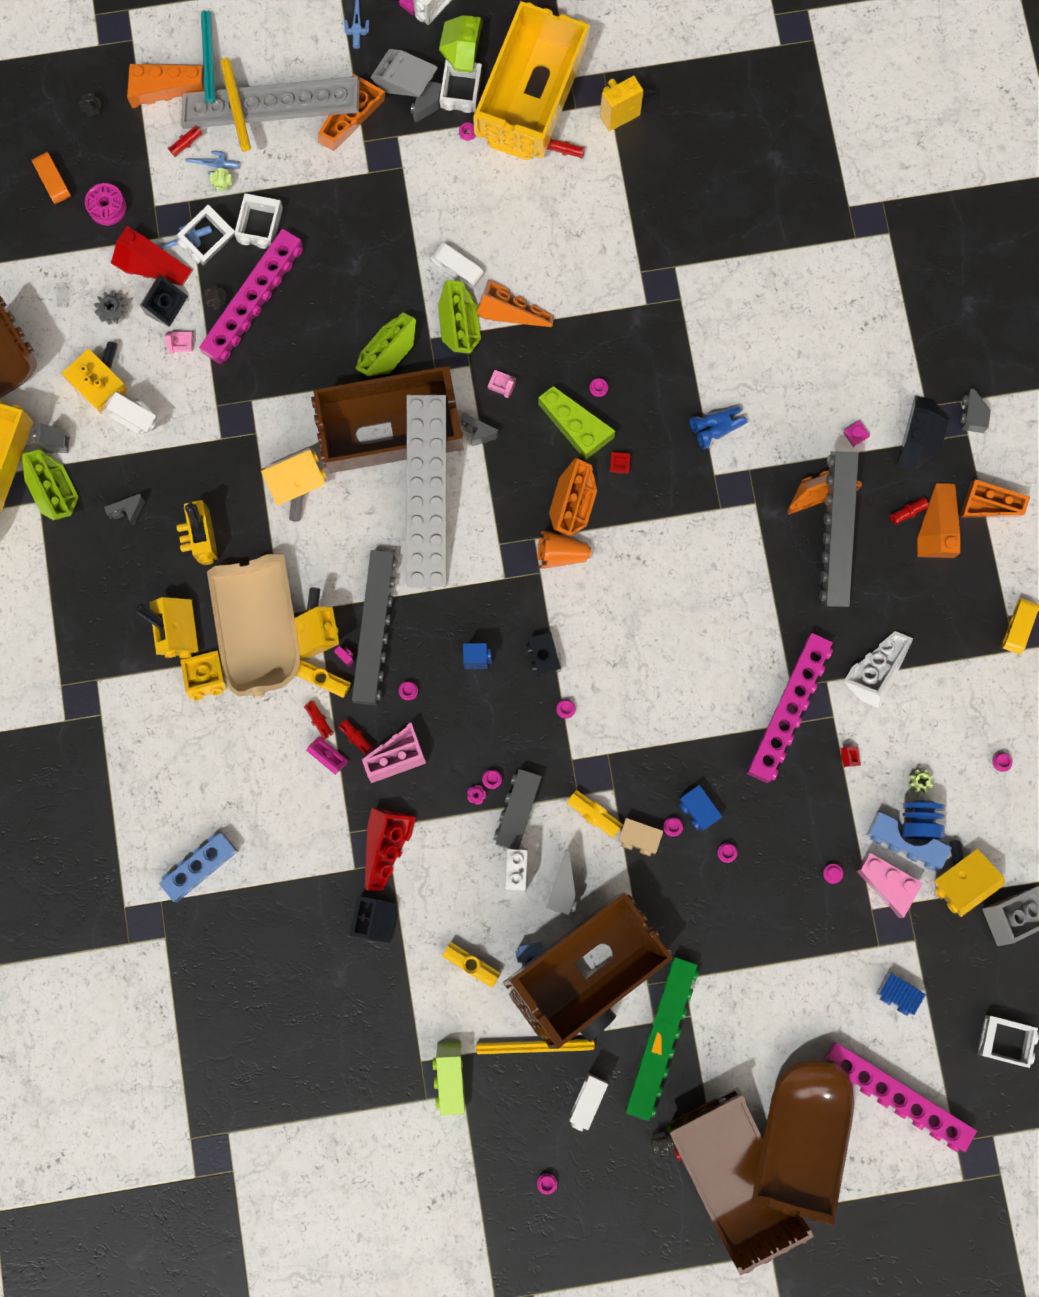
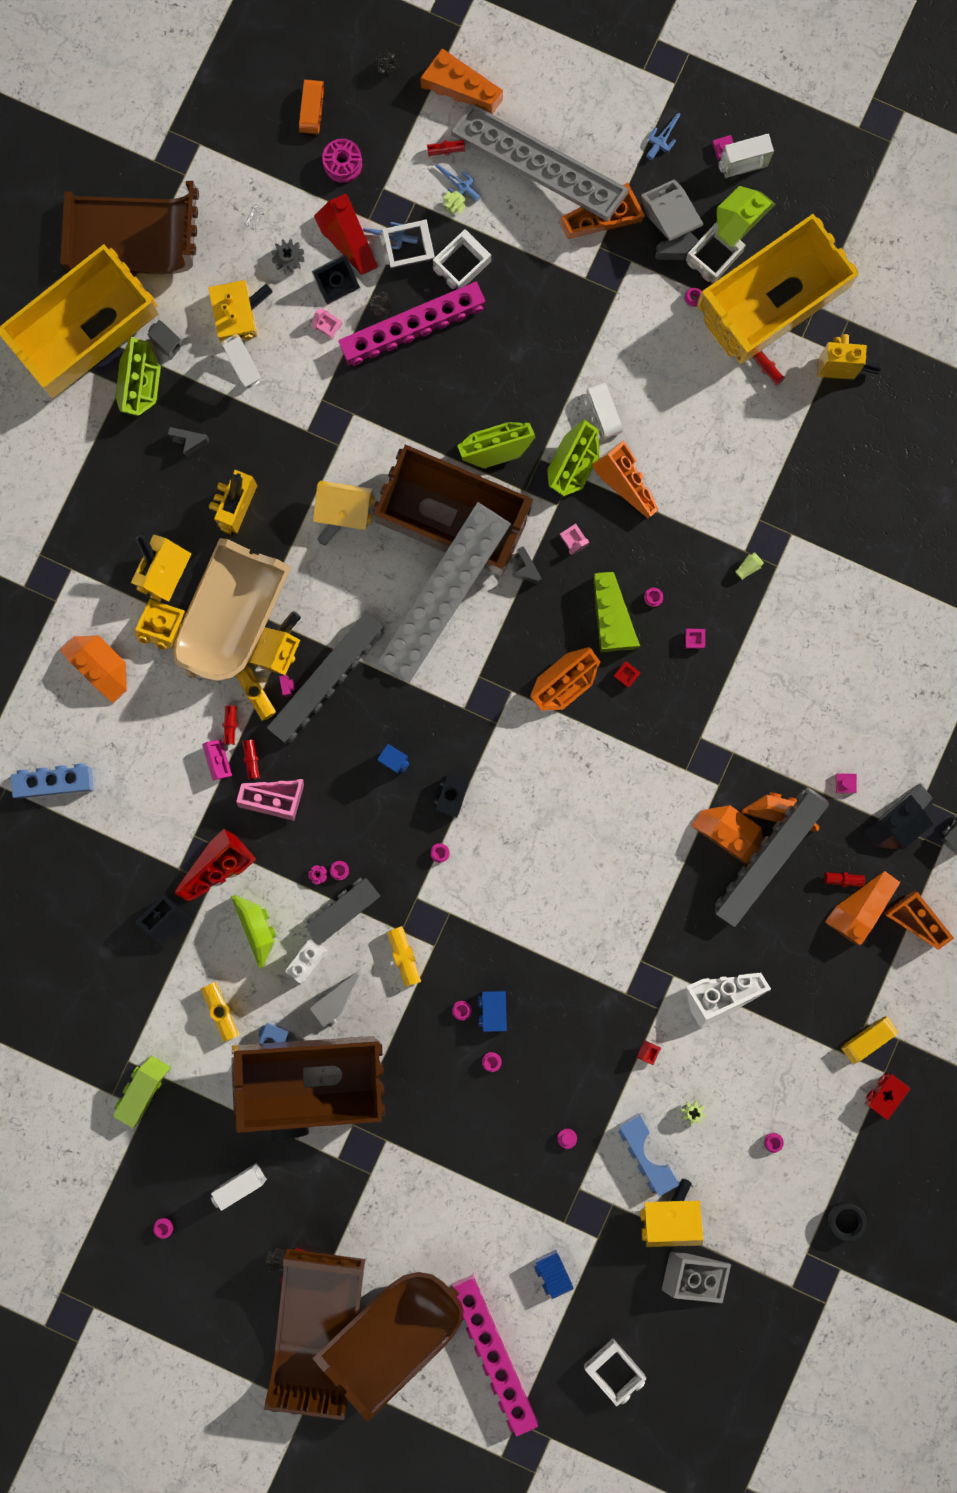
camera: 30 degrees right, 5 degrees up
(172, 743) = (98, 664): none -> orange wedge
(208, 62) = (514, 84): teal axle -> none
(235, 104) = (508, 144): yellow axle -> none
(408, 690) = (319, 750): dark pink plate -> none
(455, 873) = (256, 928): none -> lime wedge
(532, 1046) = (220, 1108): yellow axle -> none
(559, 550) = (525, 717): orange cone -> none
(640, 837) = (428, 1000): tan brick -> none
(655, 398) = (695, 639): none -> dark pink plate
(659, 311) = (750, 565): none -> yellowish green cone
(661, 1038) = (332, 1176): green brick -> none
(720, 425) = (734, 697): blue piece -> none
(791, 533) = (730, 831): none -> orange wedge
(823, 649) = (683, 938): dark pink brick -> none
(890, 883) = (608, 1179): bright pink wedge -> none
(923, 820) = (671, 1147): blue wheel -> none

